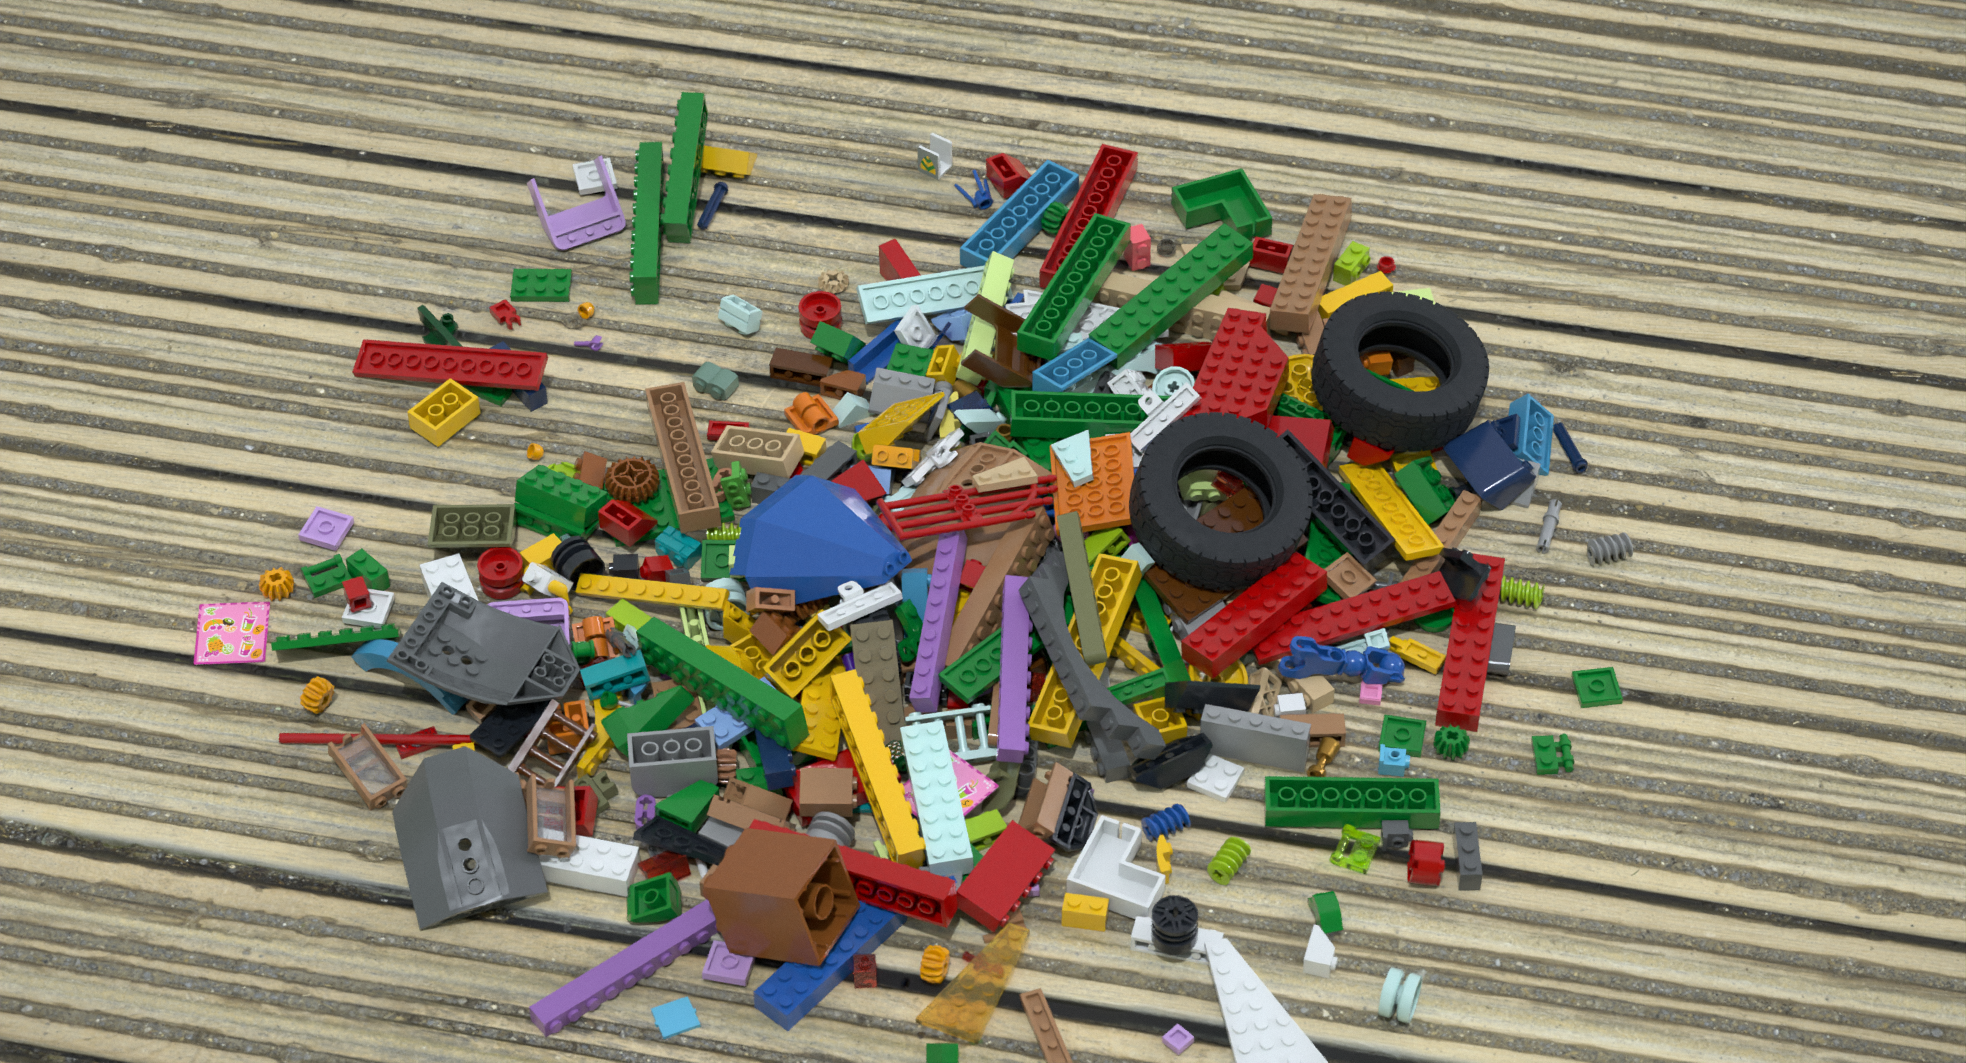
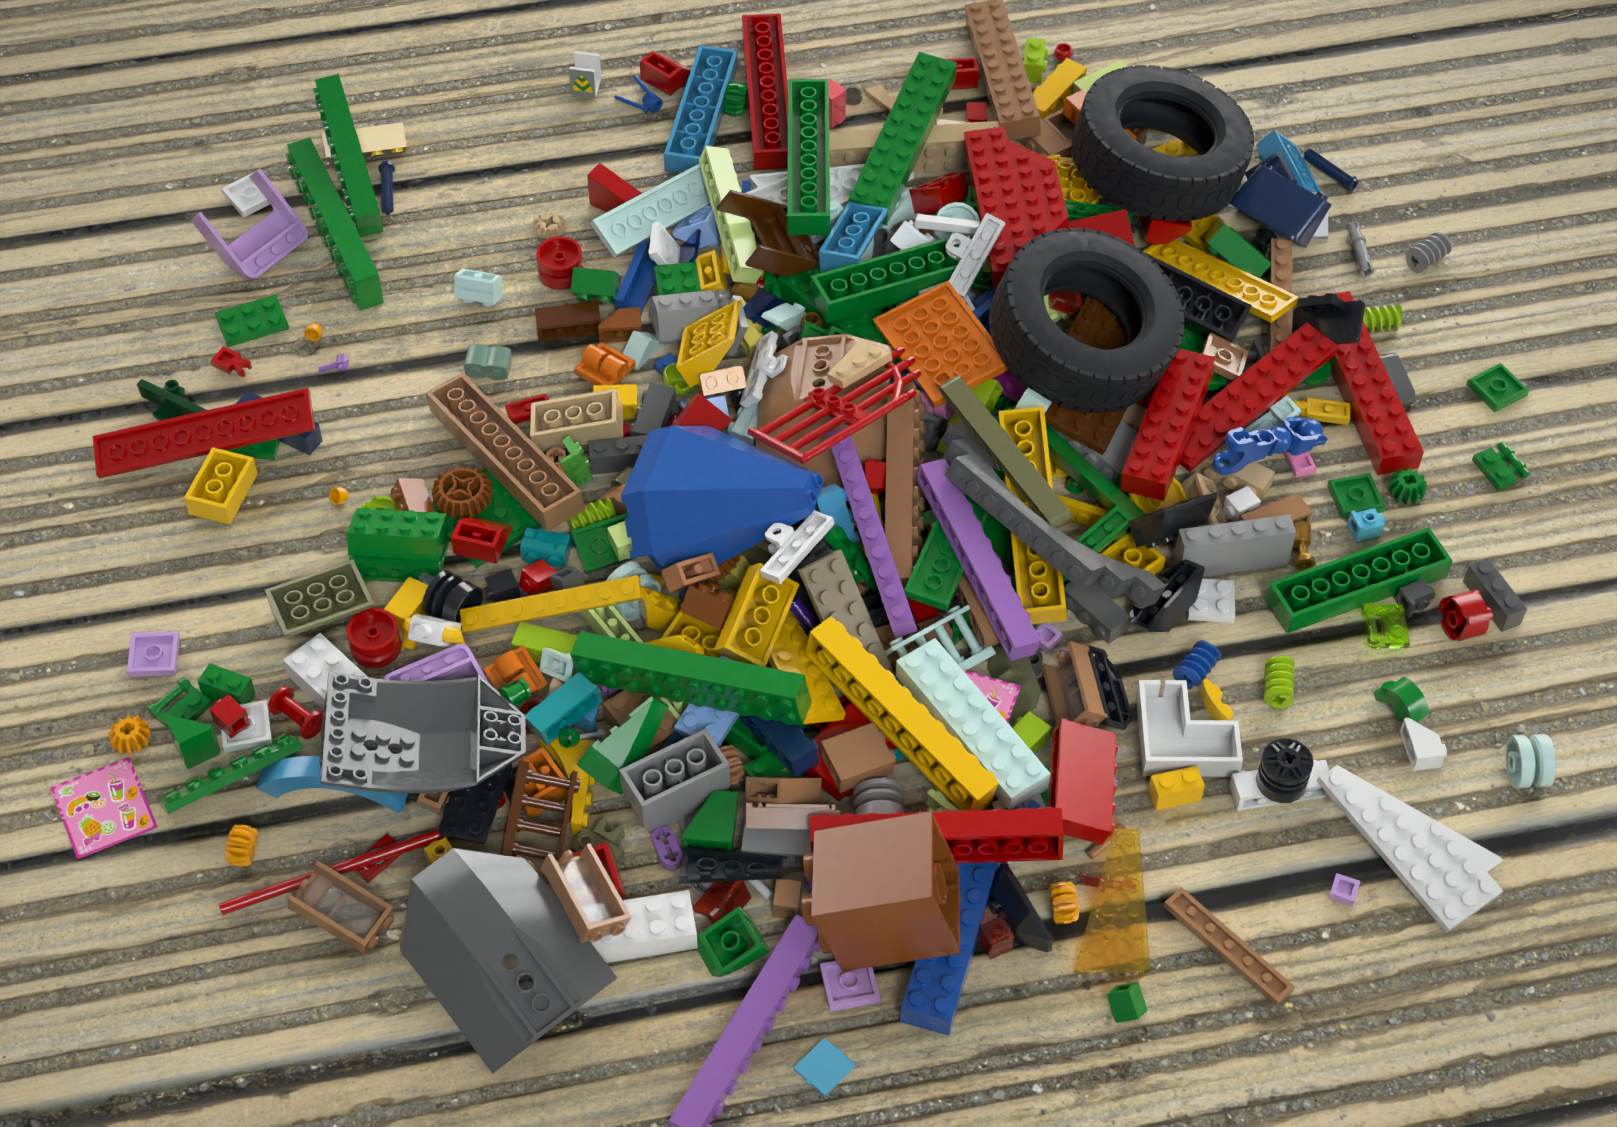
camera: 25 degrees left, 5 degrees up
(320, 603) = (193, 740): none -> green slope
(405, 598) = (283, 702): none -> red hose
(619, 641) = (546, 669): dark grey pin -> none
(893, 956) = (1012, 903): none -> black wedge
(1050, 756) = (1049, 636): none -> lavender plate
(1075, 457) = (910, 323): light aqua wing -> none
(1155, 381) = (946, 224): none -> white tile
(1223, 197) = (882, 33): green piece -> none

